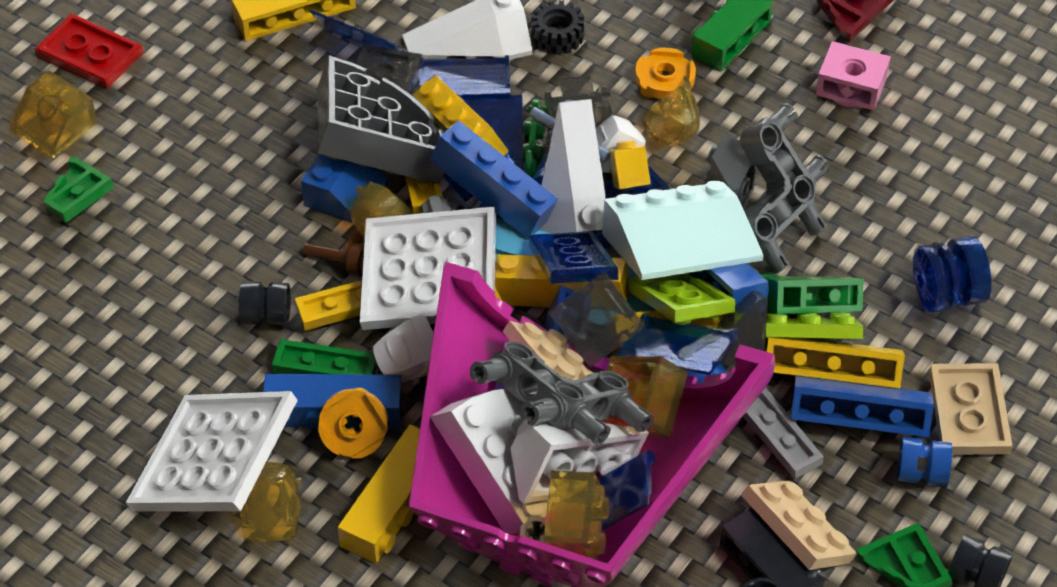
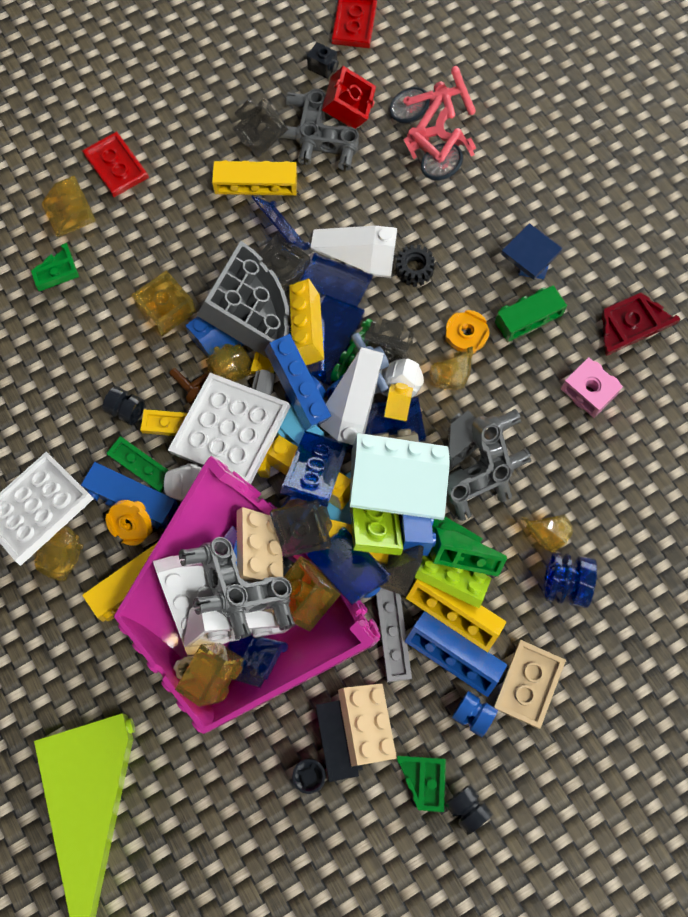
camera: 25 degrees right, 20 degrees up
(254, 172) = (164, 303): none -> clear yellow brick
(893, 237) = (550, 532): none -> clear yellow helmet

